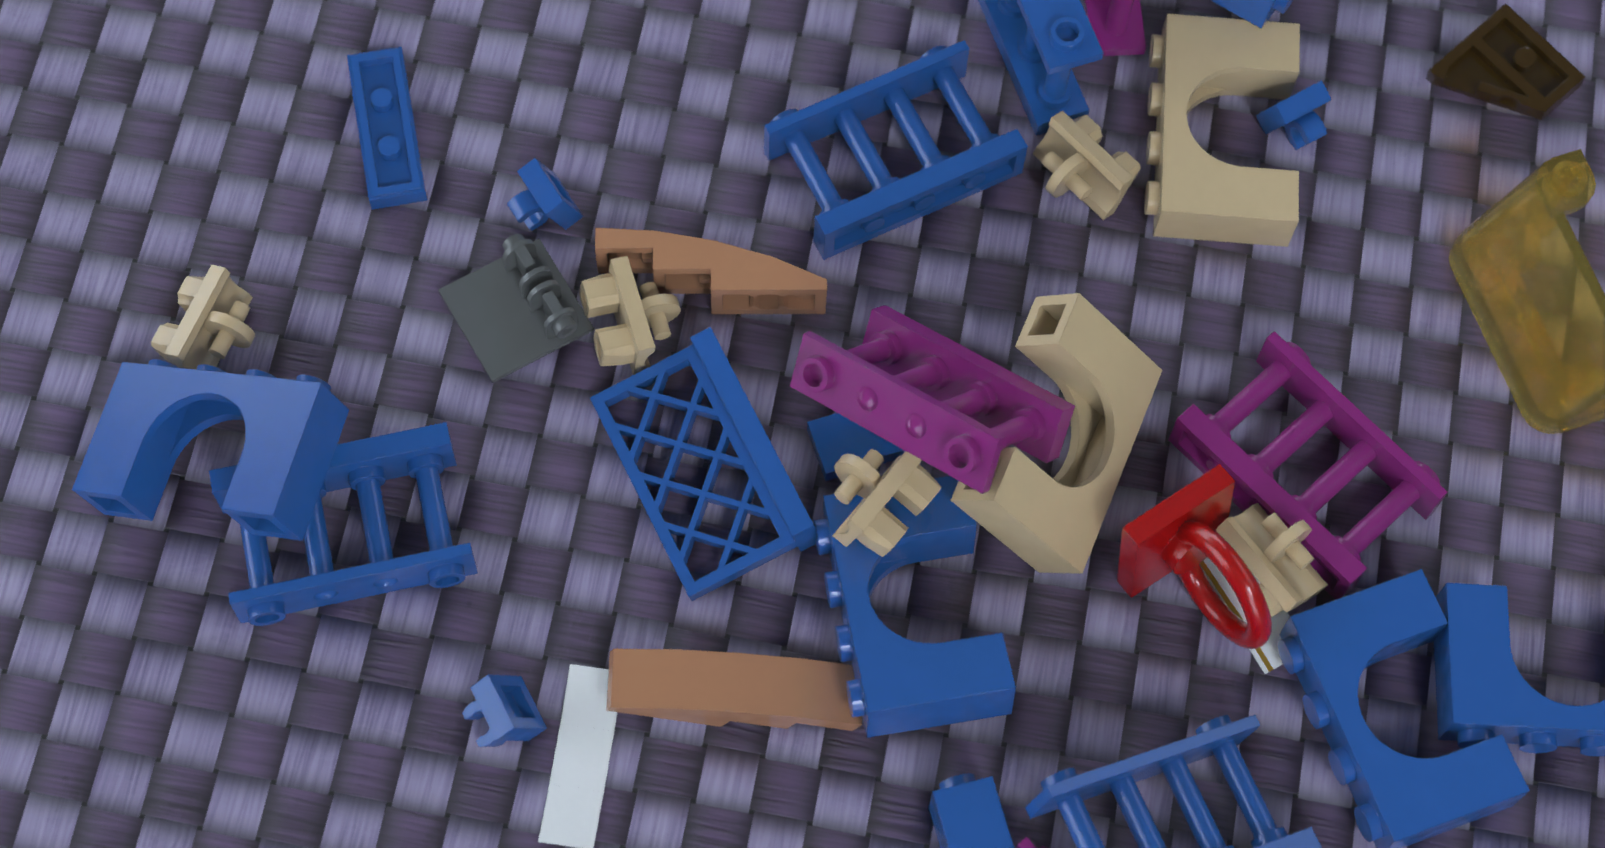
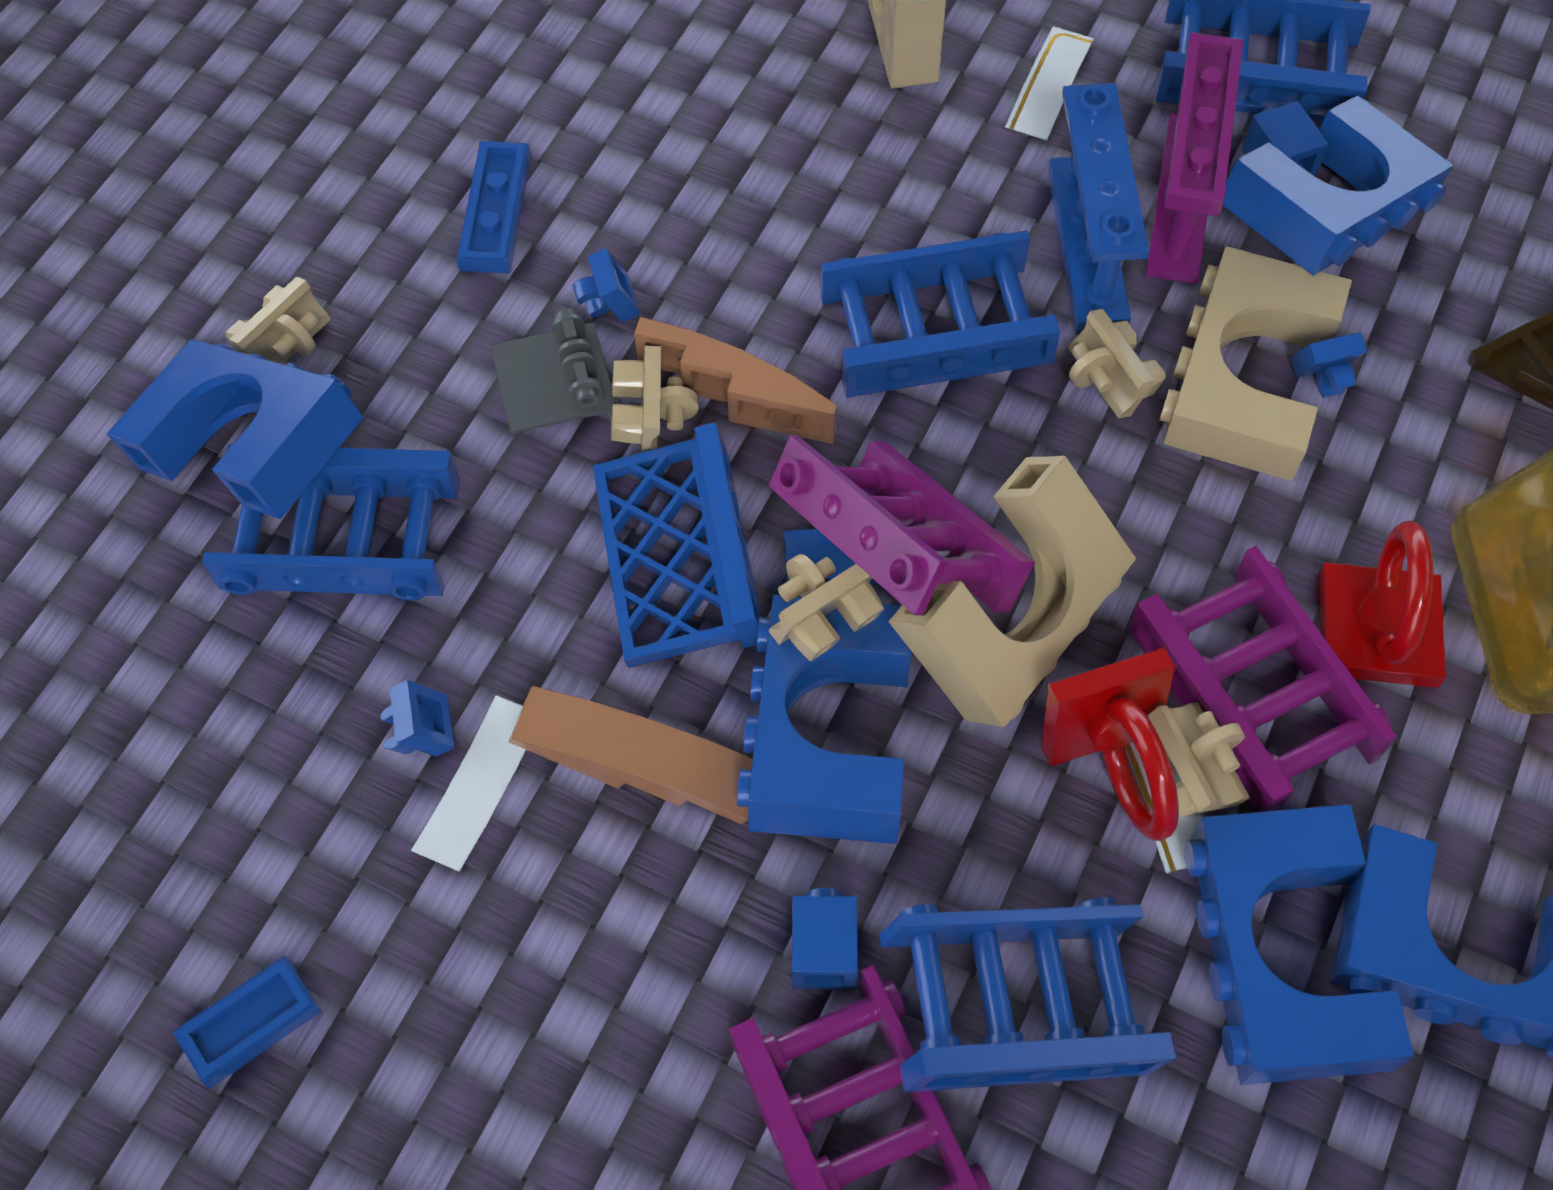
camera: 20 degrees right, 5 degrees down
(1409, 369) = (1384, 618): none -> red tile

